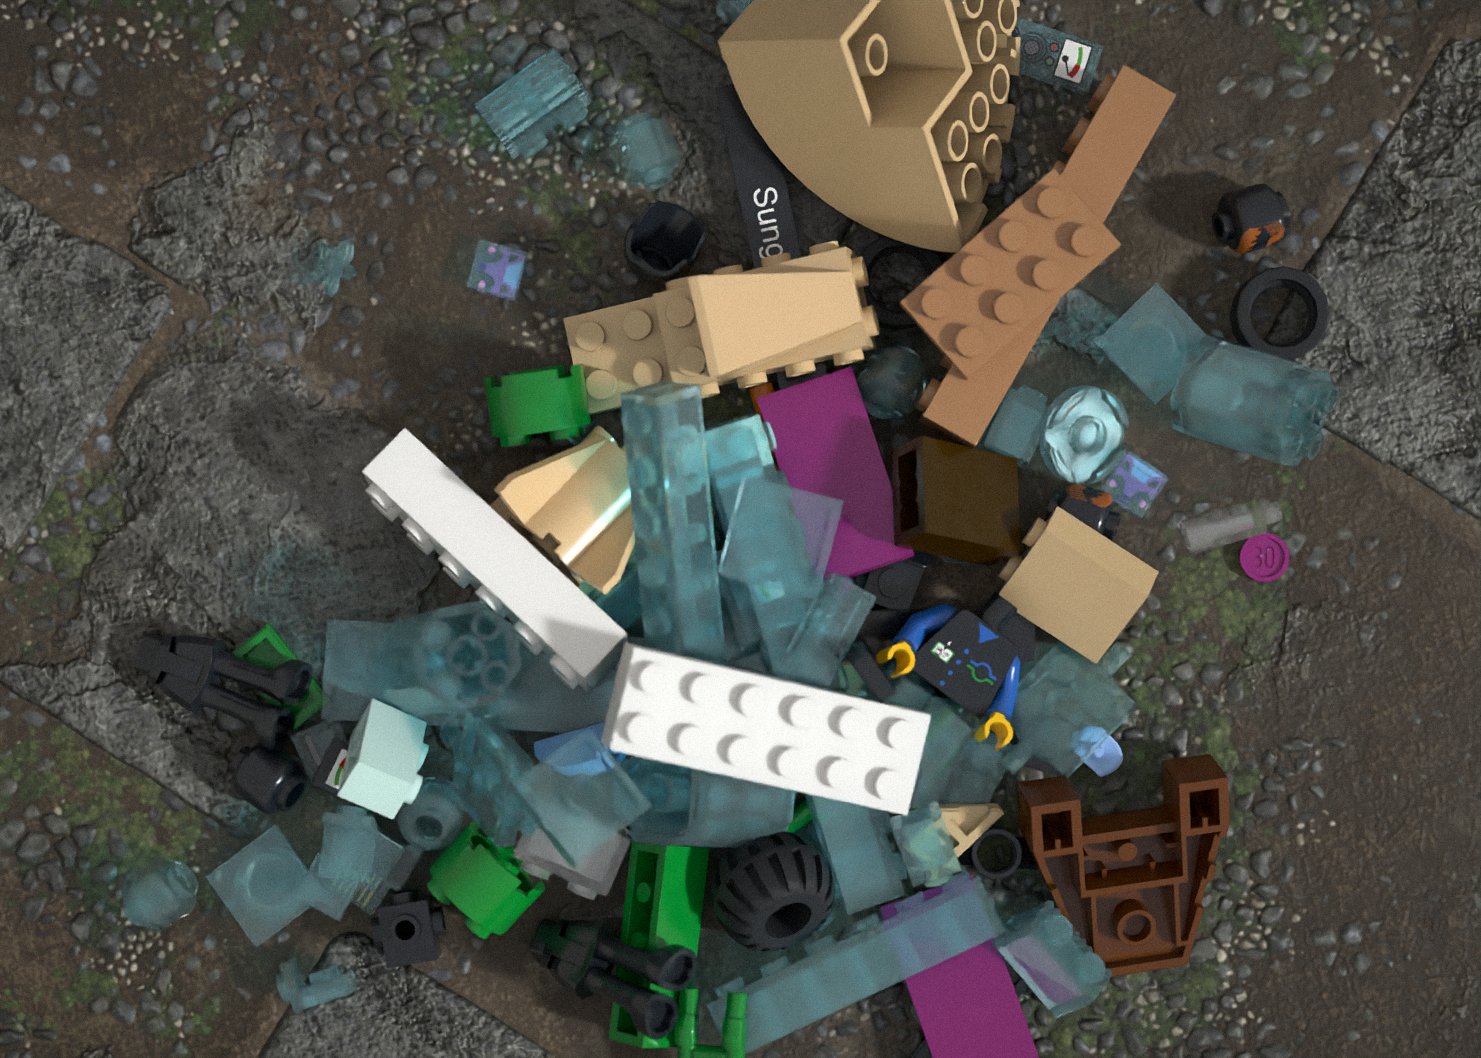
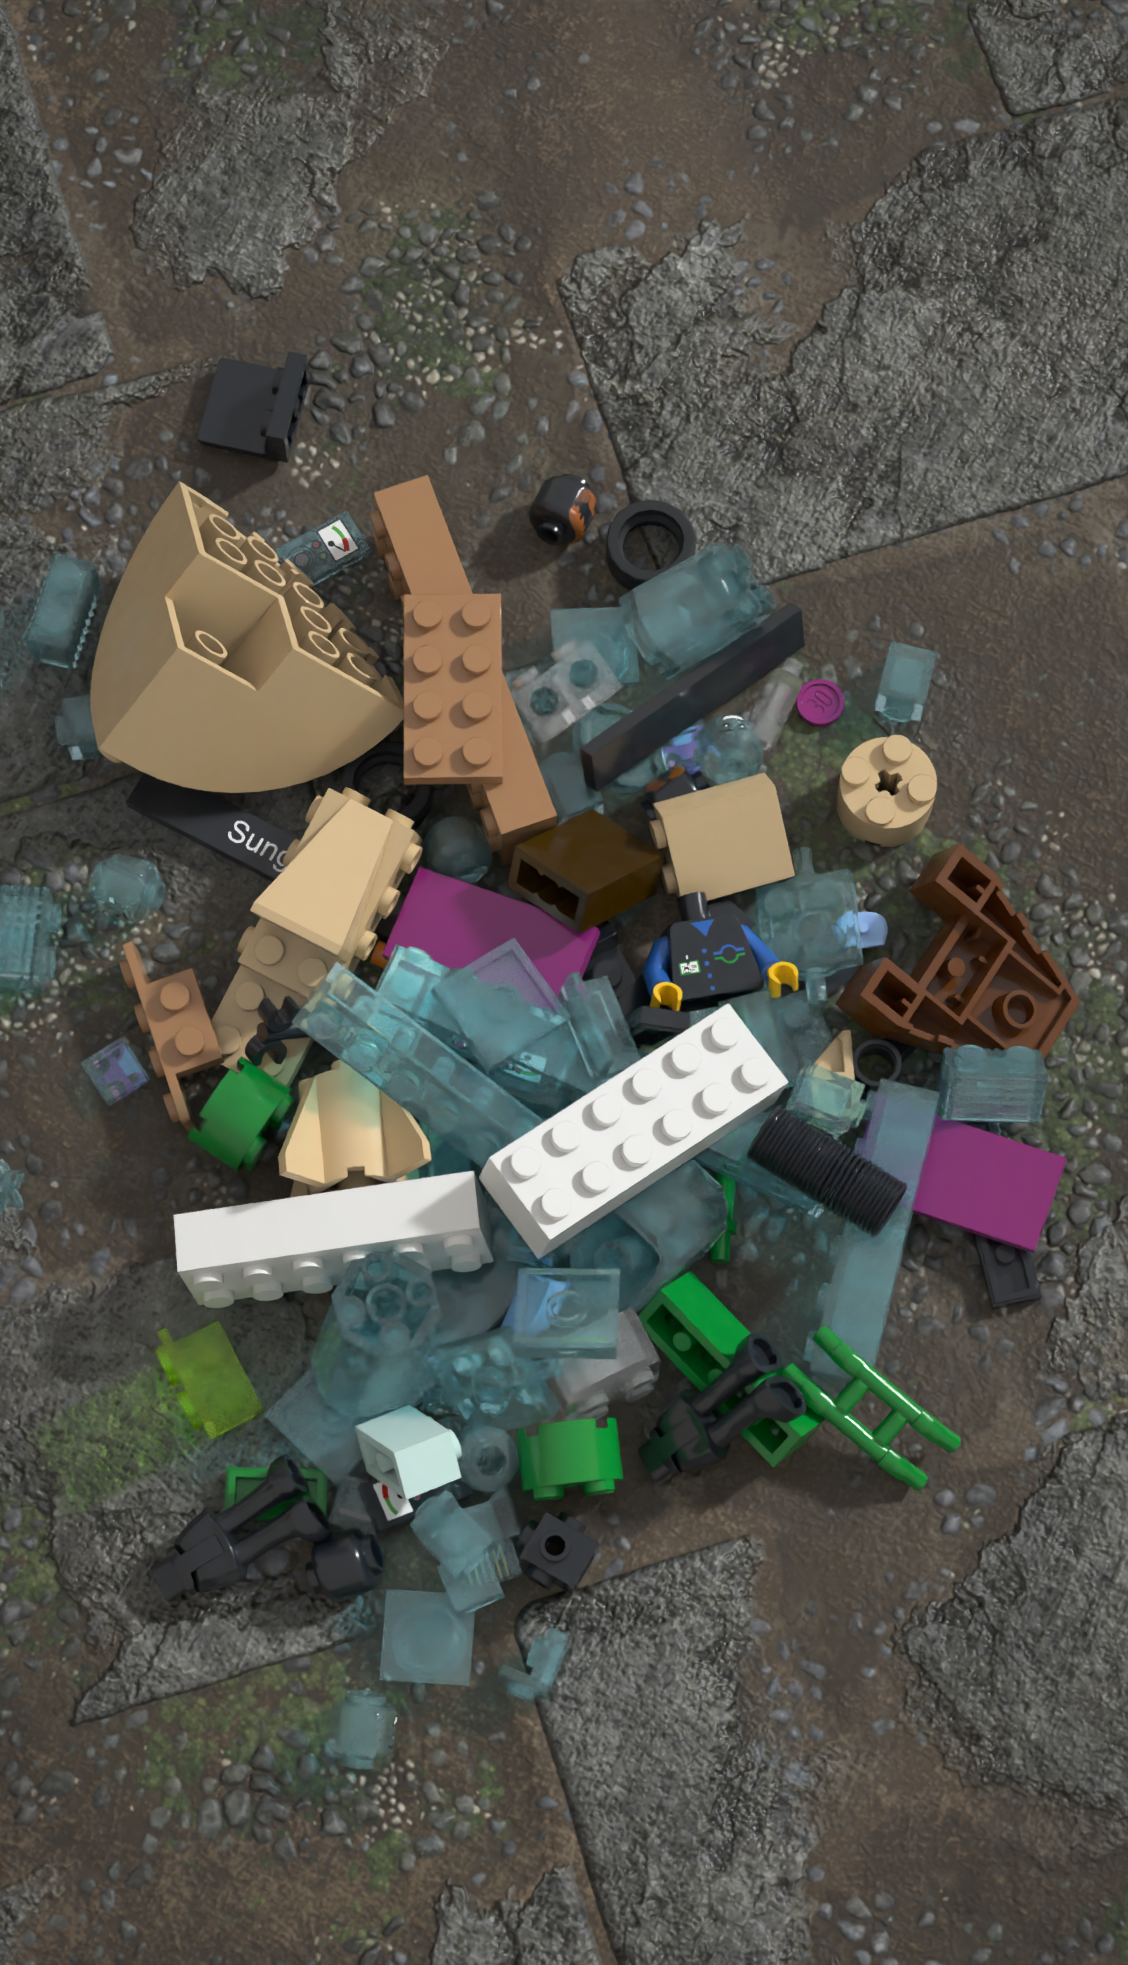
camera: 45 degrees left, 15 degrees down
(318, 552) = (214, 1382): none -> clear neon green bracket
(567, 291) = (179, 1026): none -> medium nougat bracket
(620, 373) = (276, 1027): none -> black bar
(663, 242) = (206, 929): black hair -> none
(773, 892) = (765, 1250): black wheel -> none
(859, 886) = (818, 1162): none -> black piece
(1089, 369) = (569, 700): none -> clear brick
(1156, 527) = (729, 748): none -> clear light blue head
(1173, 461) = (692, 697): none -> black tile
(1254, 661) = (889, 765): none -> tan brick
(1335, 614) = (905, 682): none -> clear light blue brick

